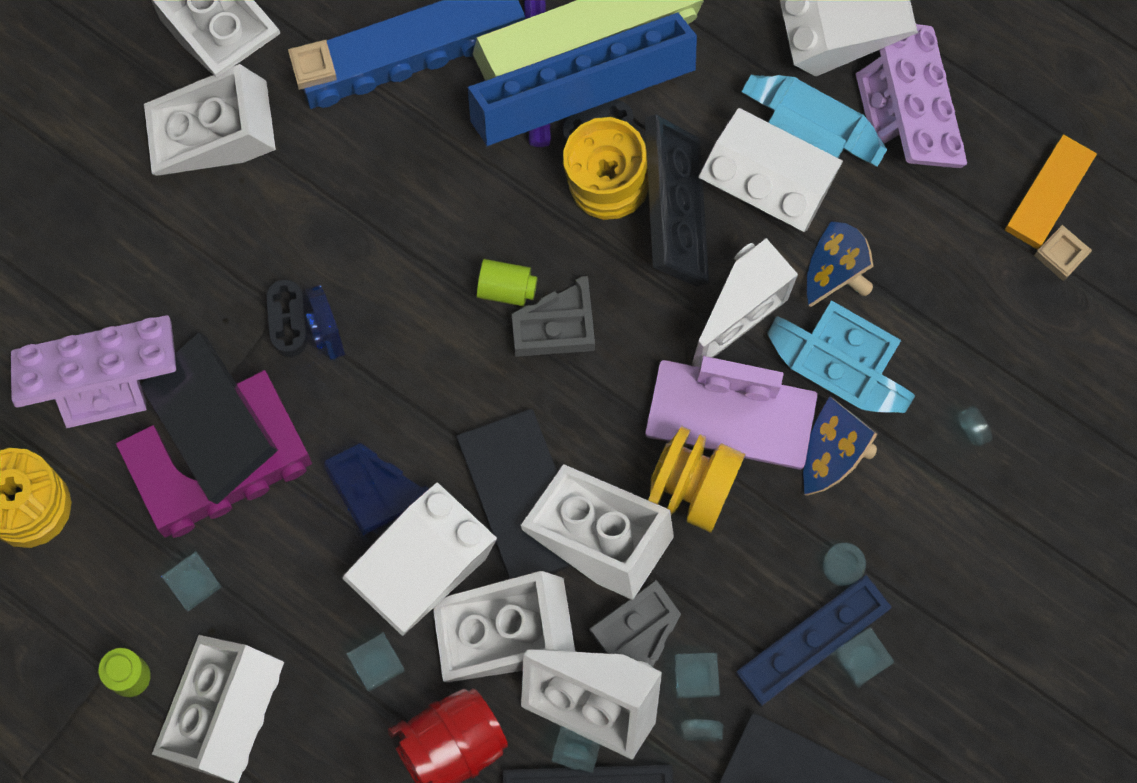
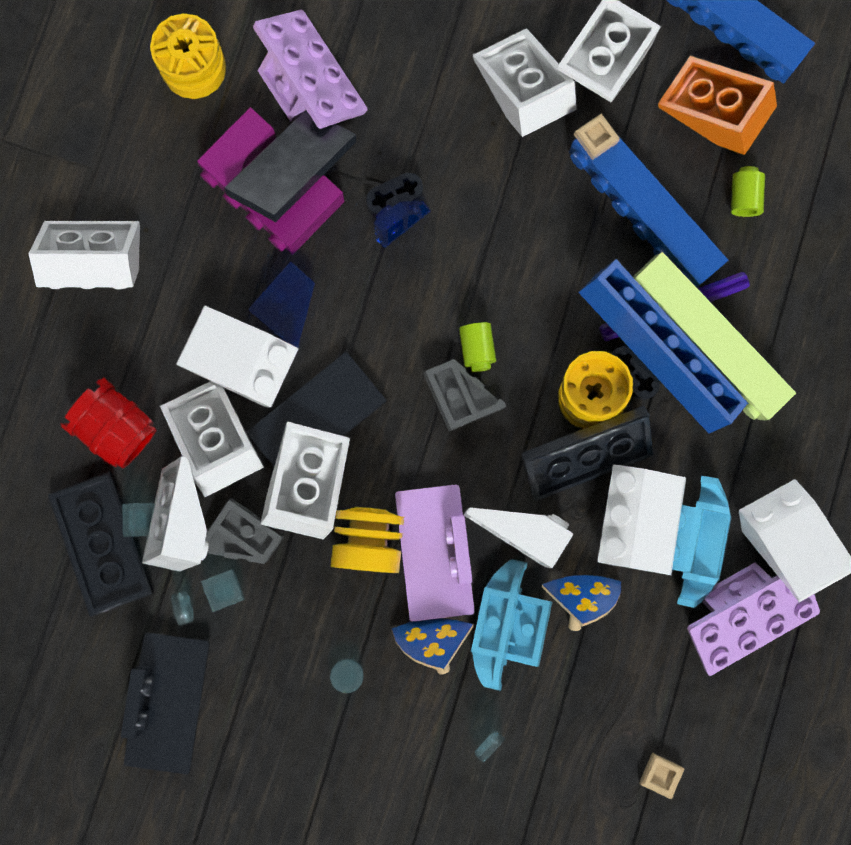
camera: 70 degrees right, 10 degrees up
(124, 672) = (90, 179): lime brick -> none
(191, 581) = (173, 201): clear light blue plate -> none
(375, 662) = (157, 353): clear light blue plate -> none
(813, 640) = (280, 670): dark blue tile -> none
(864, 657) = (278, 713): clear light blue plate -> none
(1050, 192) = (711, 751): light orange tile -> none

